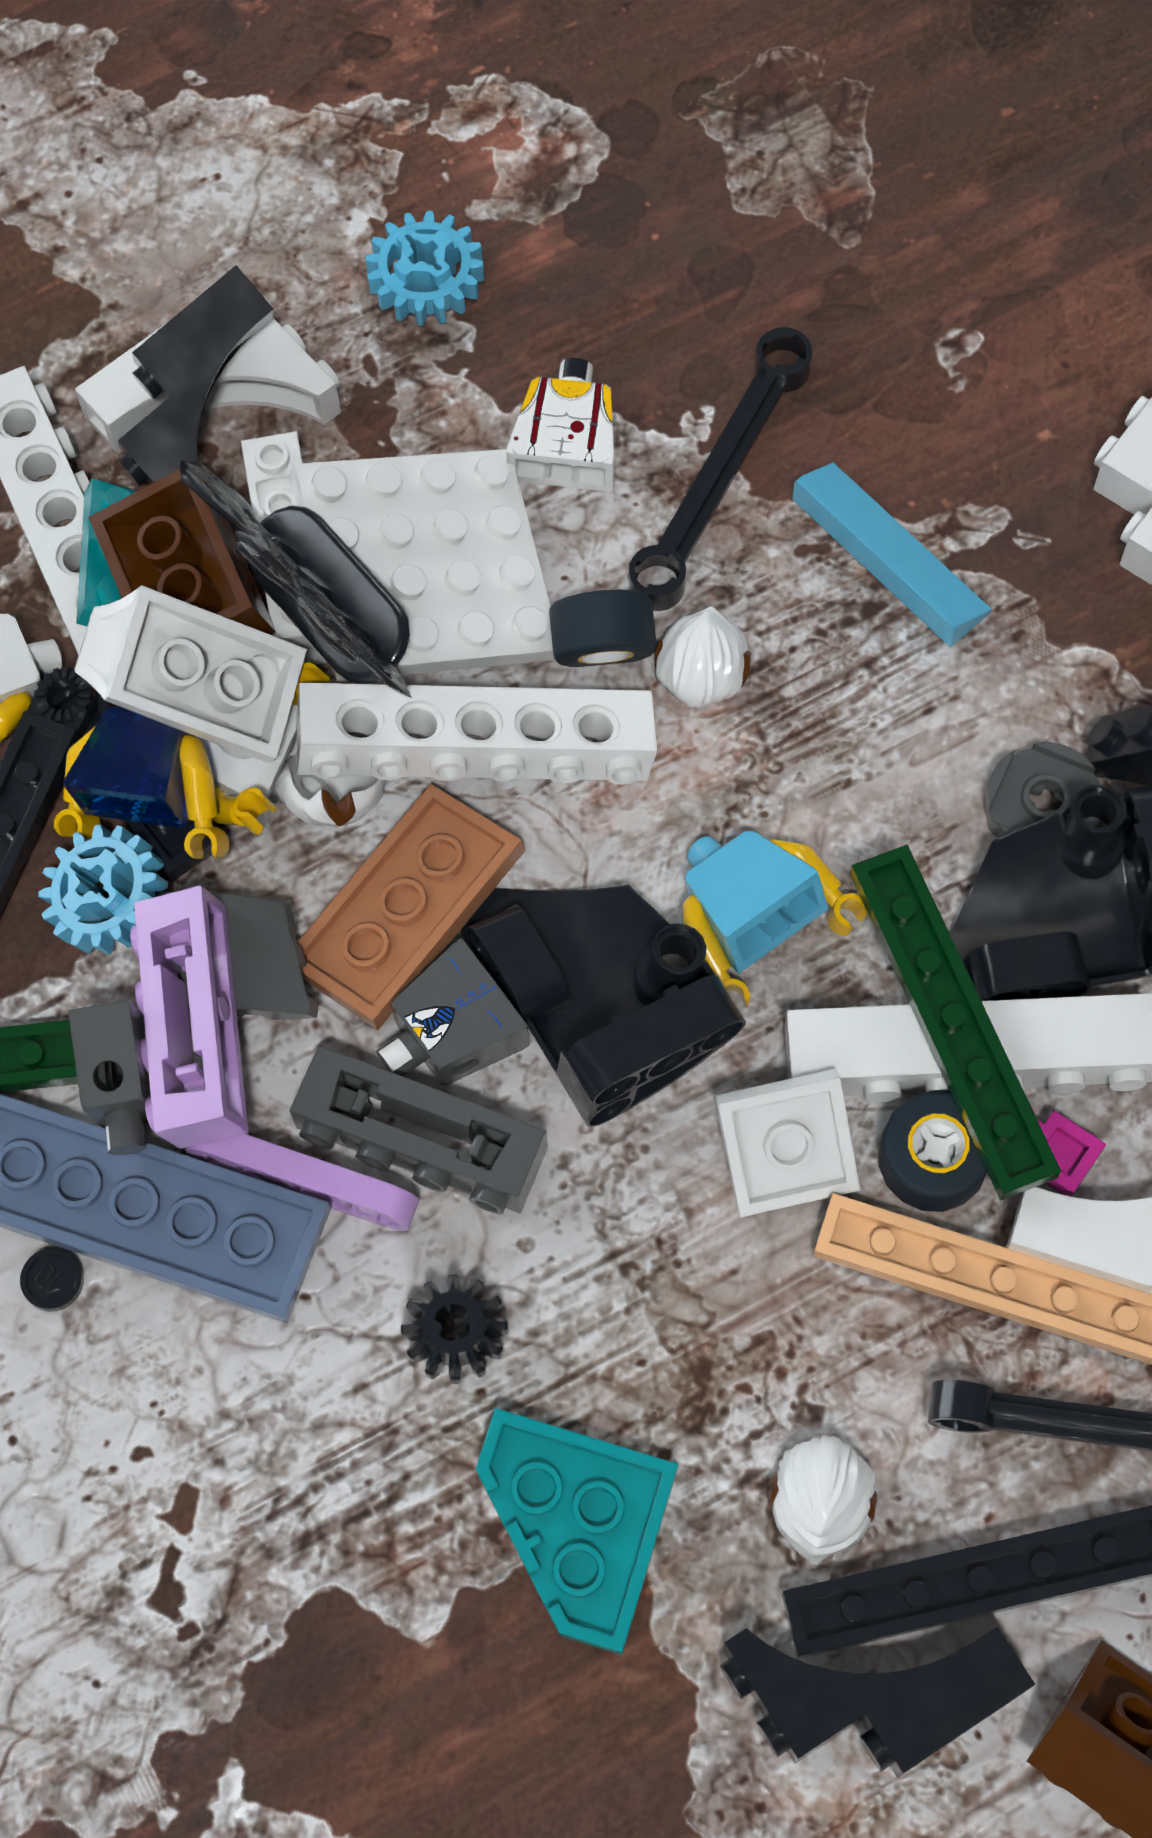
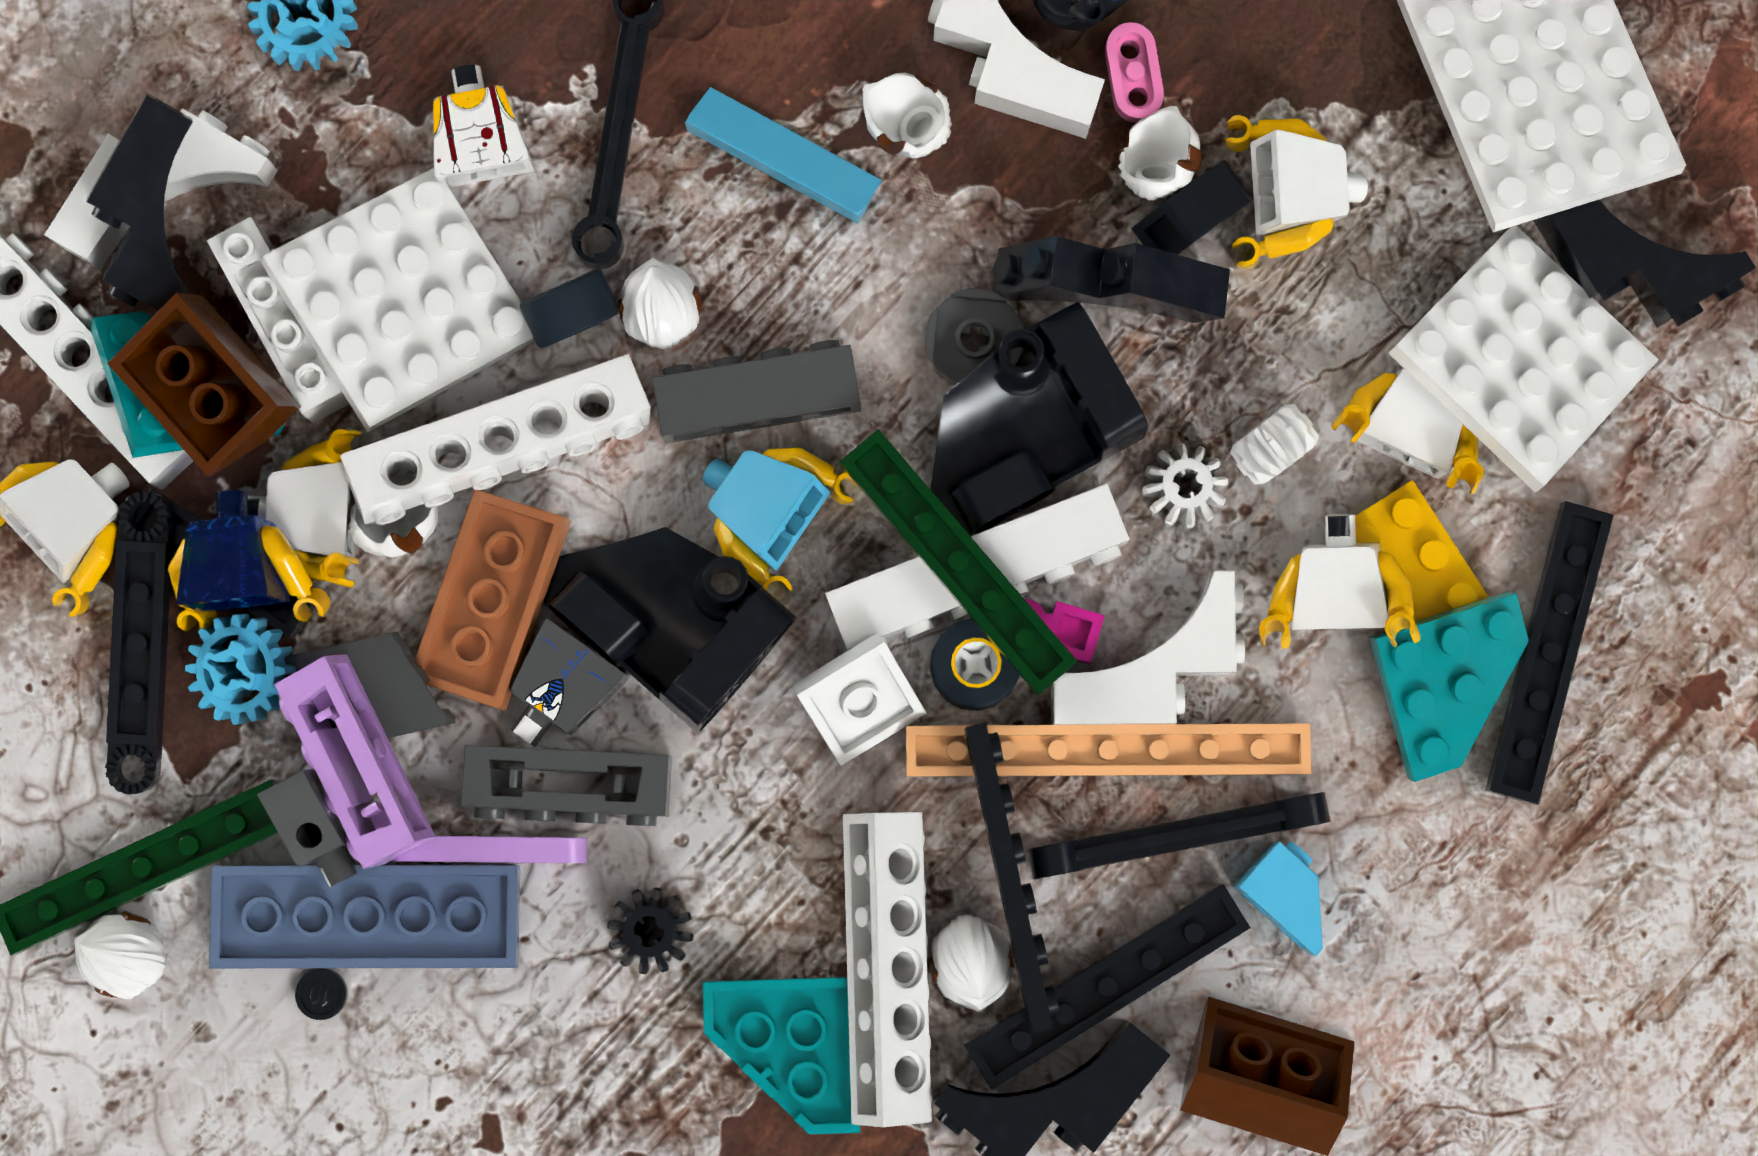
camera: 25 degrees left, 15 degrees up
(192, 671) = (248, 479): white slope -> none
(315, 583) = (314, 363): black plant -> none
(719, 1466) = (887, 969): none -> white brick
(780, 781) = (757, 392): none -> dark grey brick
(902, 1429) = (1016, 899): none -> black plate
(1041, 544) = (906, 115): none -> white hair

